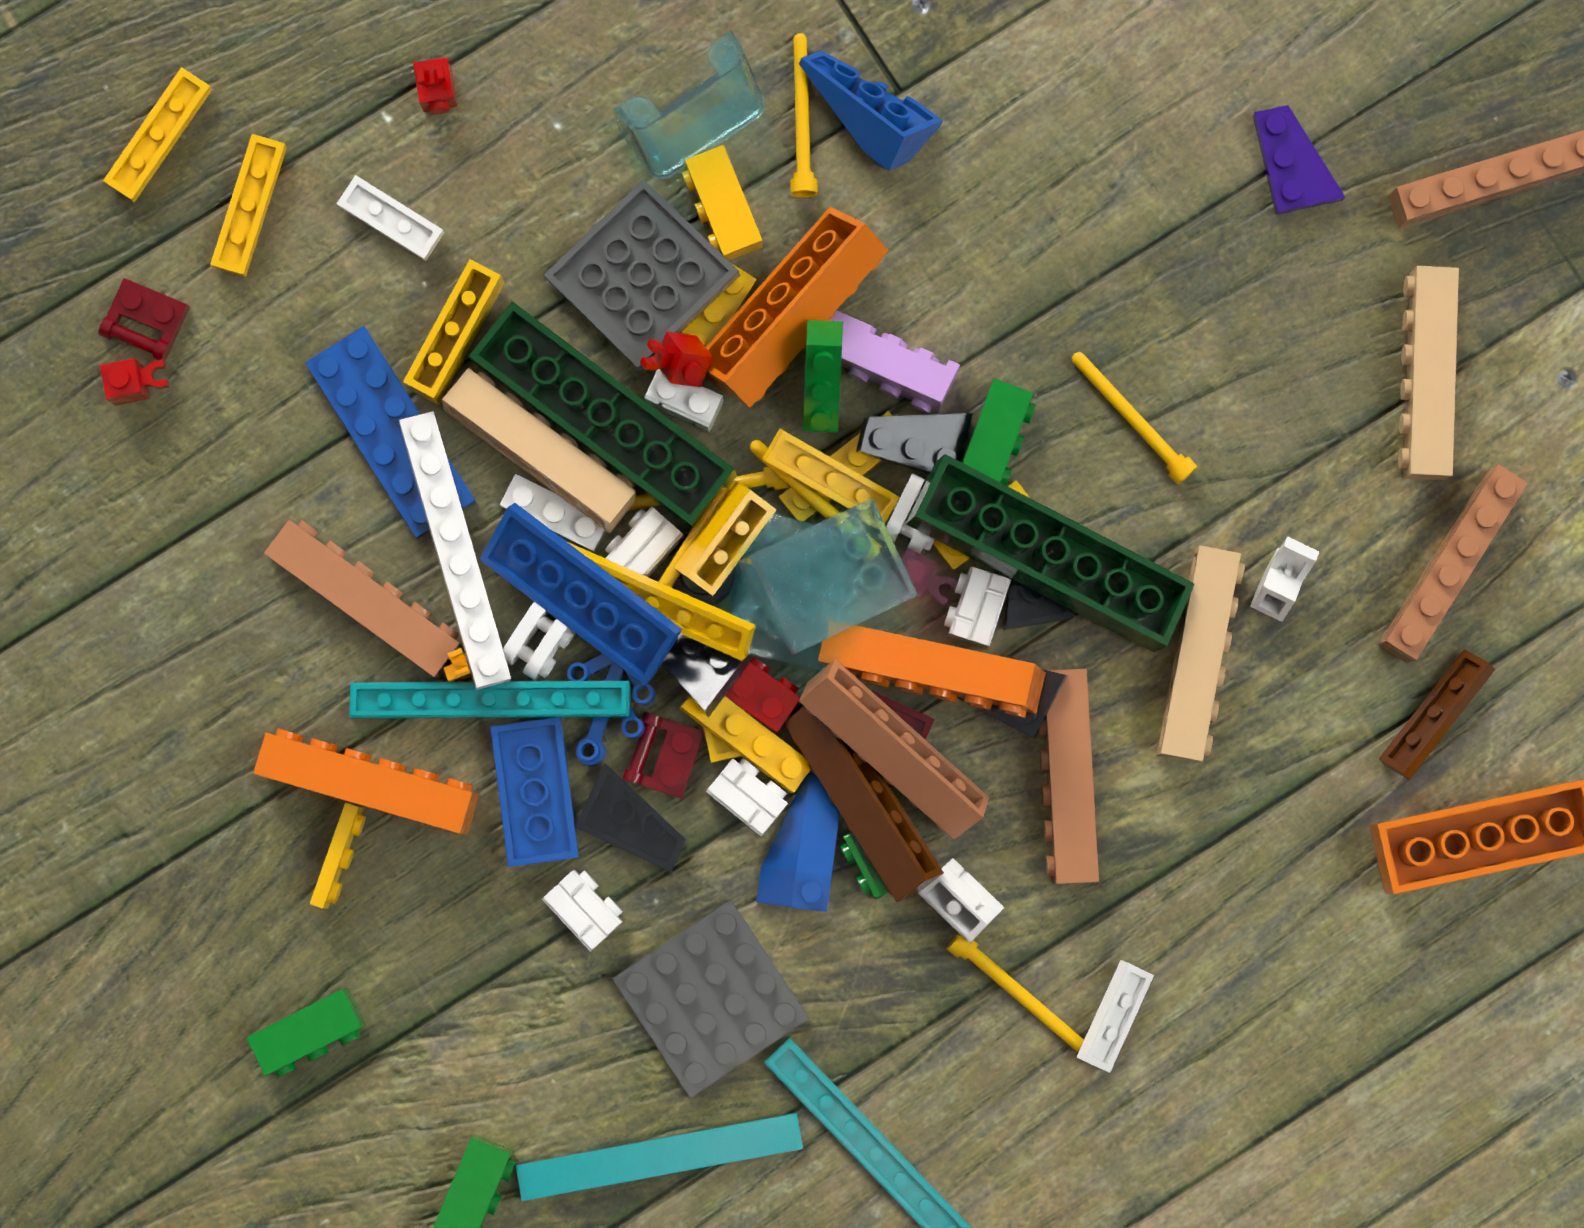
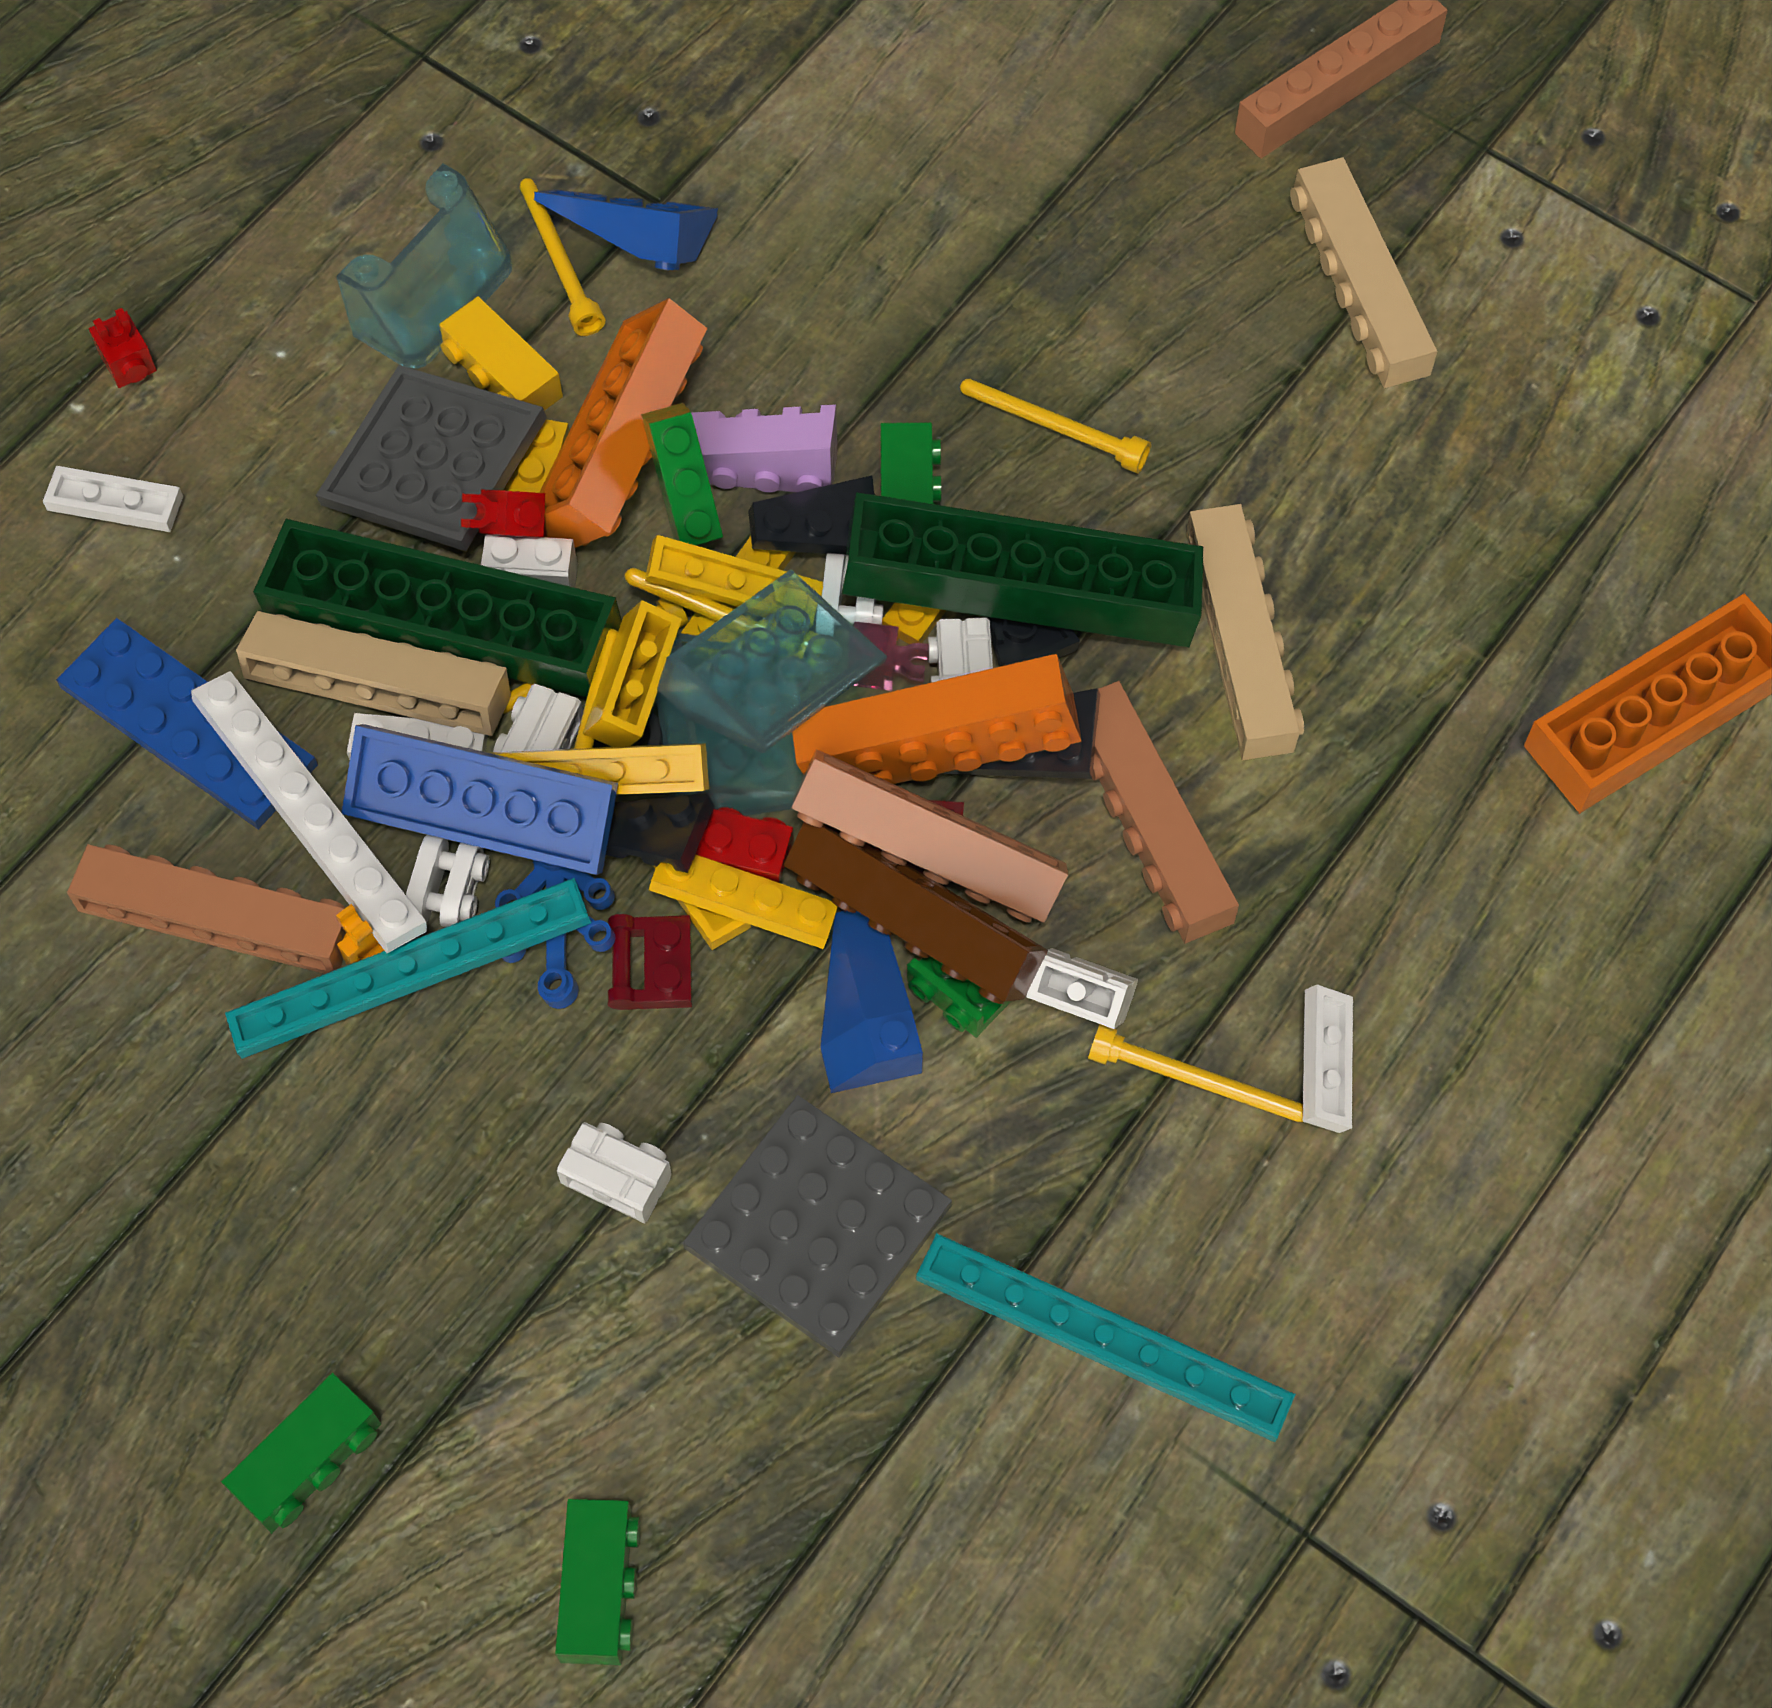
camera: 20 degrees left, 20 degrees down
(338, 856) = (274, 1220): yellow plate -> none
(365, 783) = (282, 1109): orange brick -> none
(454, 331) = (227, 583): yellow brick -> none
(534, 792) = (503, 1057): blue plate -> none
(629, 822) = (631, 1051): black wing -> none
(659, 1156) = (824, 1445): teal tile -> none
(748, 796) = (772, 967): white brick -> none
(1283, 578) = (1301, 514): white brick -> none
(1292, 164) = (1118, 133): dark purple wing -> none
(1436, 714) = (1541, 601): reddish brown plate -> none
(1453, 563) = (1481, 444): nougat brick -> none

